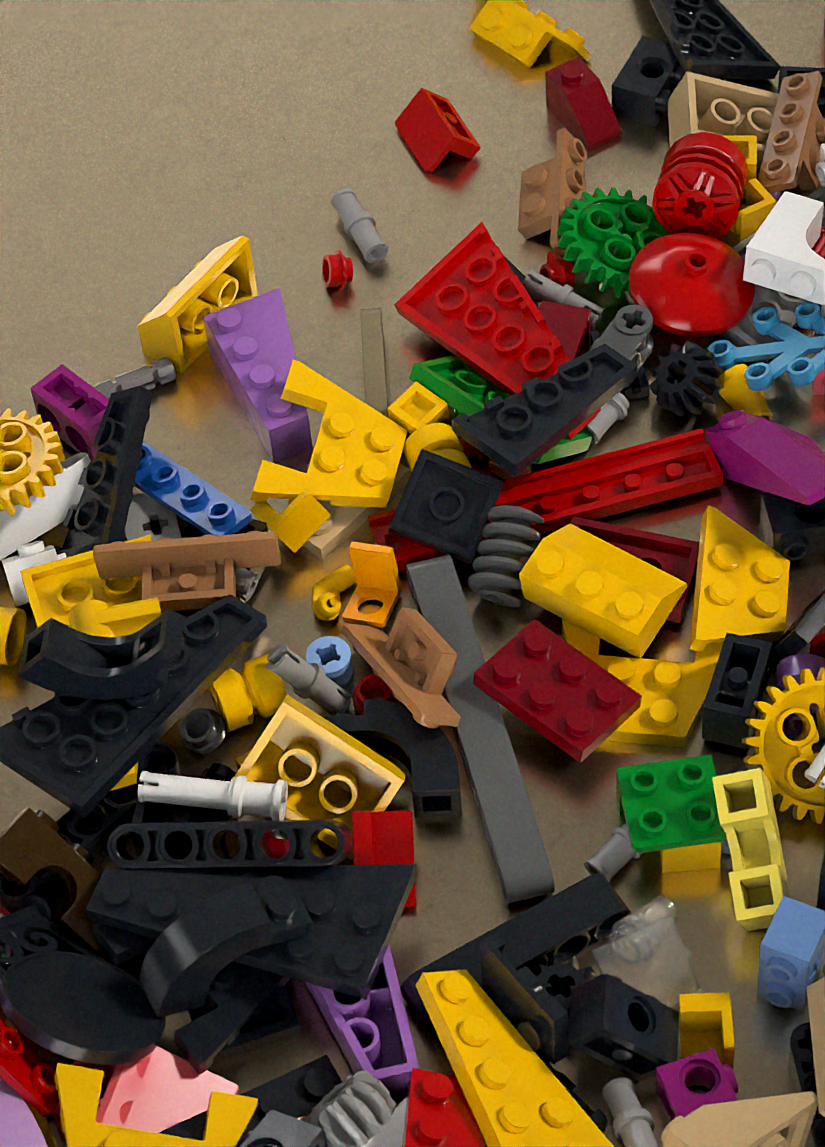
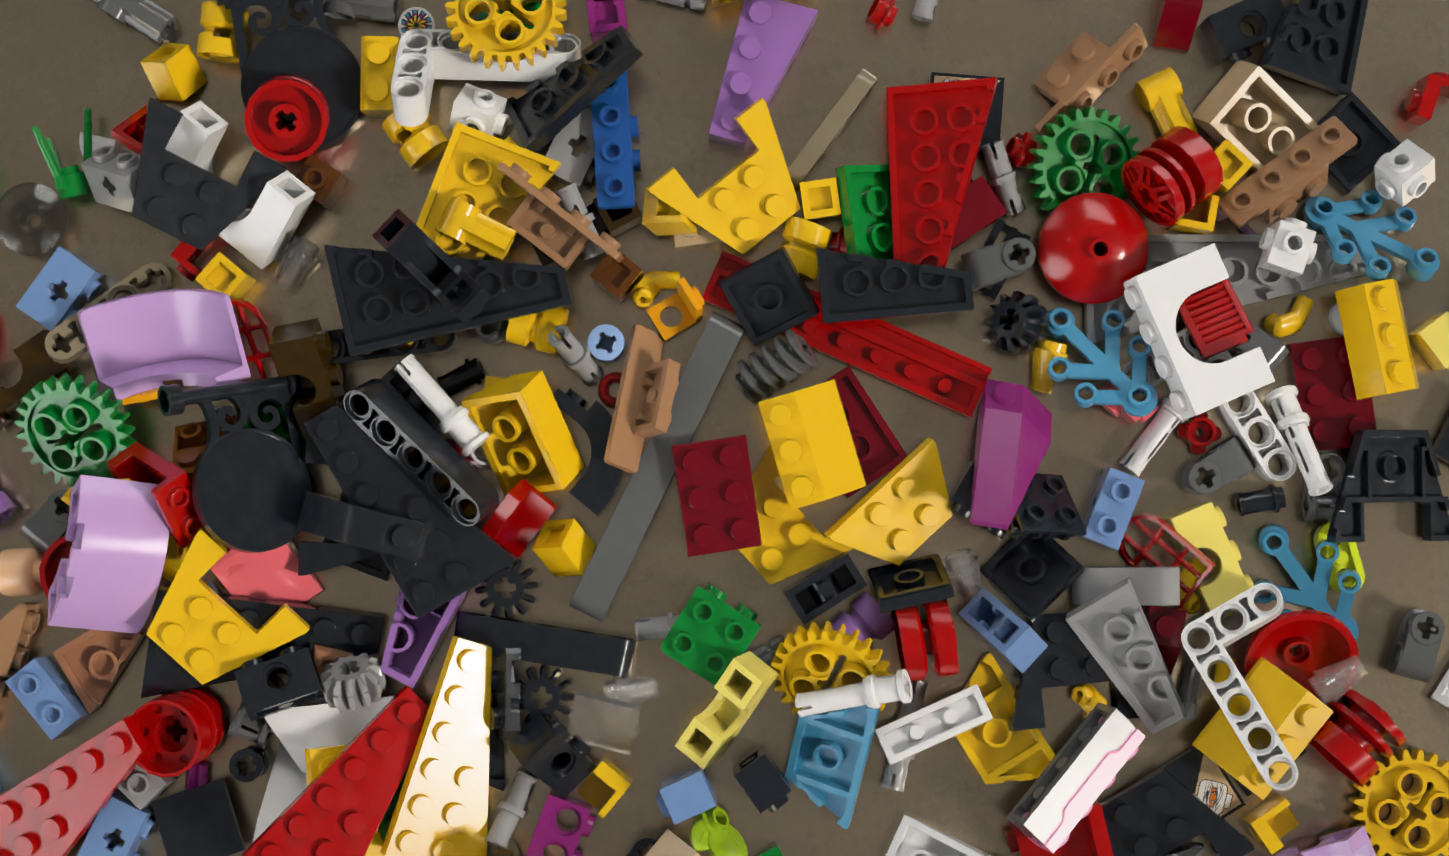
camera: 30 degrees right, 35 degrees up
(287, 597) = (616, 277): none -> reddish brown brick
(429, 929) = (500, 599): none -> black gear
(453, 856) = (564, 547): none -> yellow panel
(631, 165) = (1162, 97): none -> yellow piece

